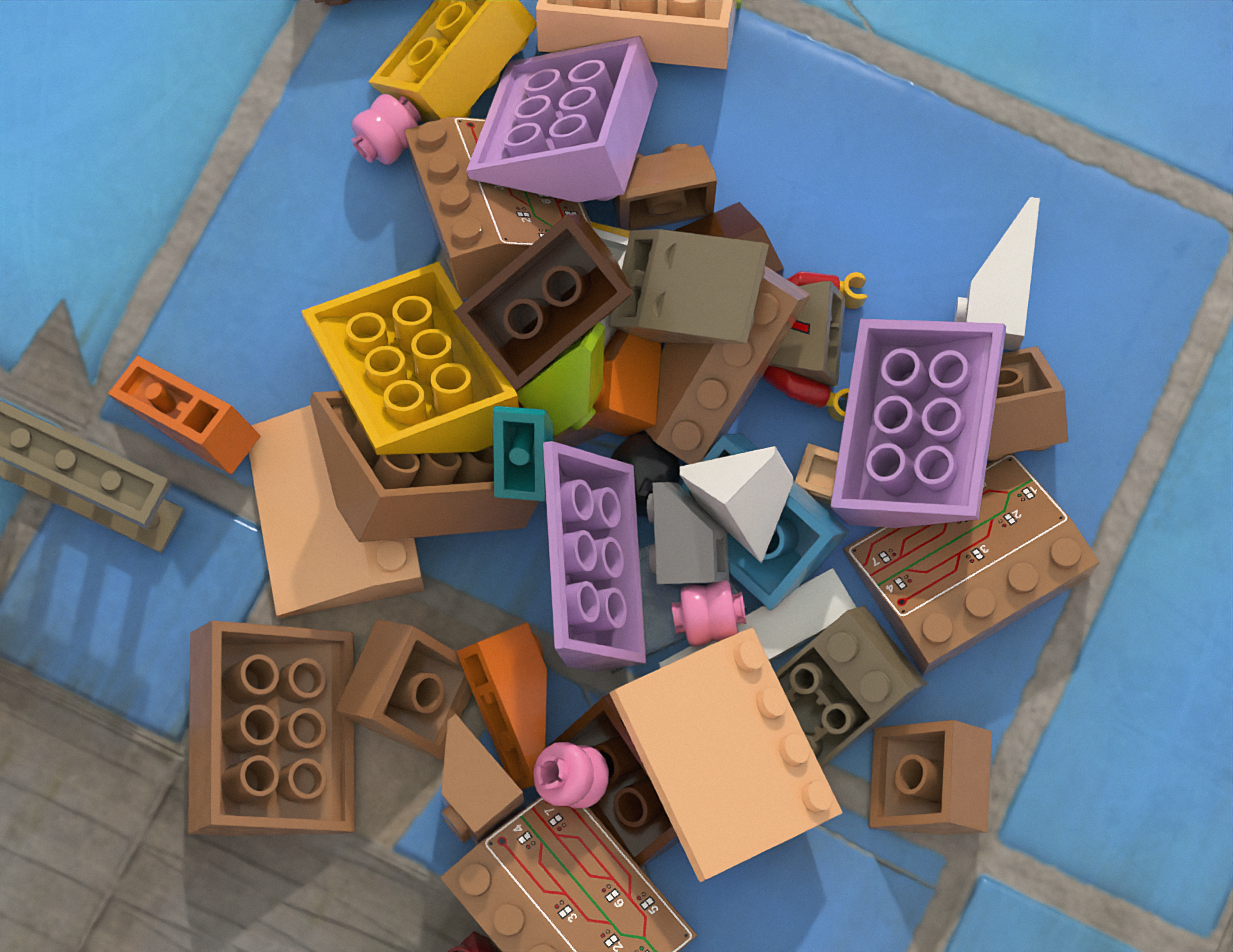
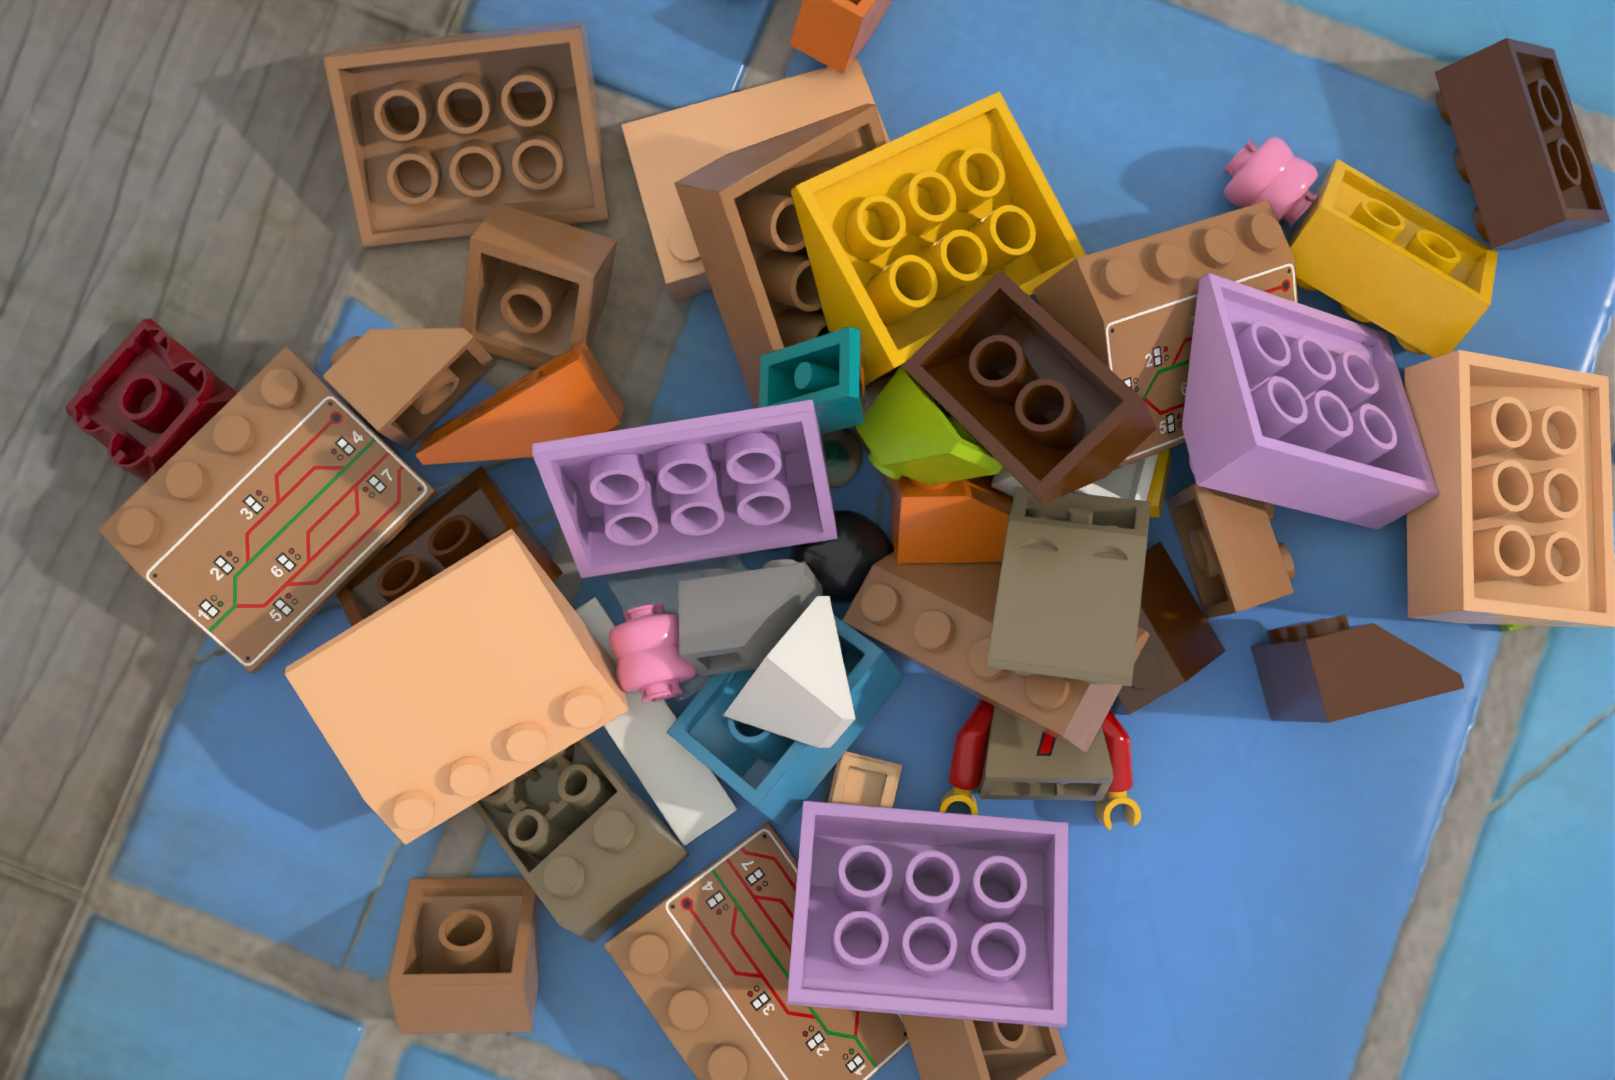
camera: 85 degrees right, 10 degrees up
(571, 775) = (420, 494): bright pink piece -> none
(765, 117) = (1341, 671): none -> reddish brown slope
(1003, 282) = (1132, 1010): white slope -> none

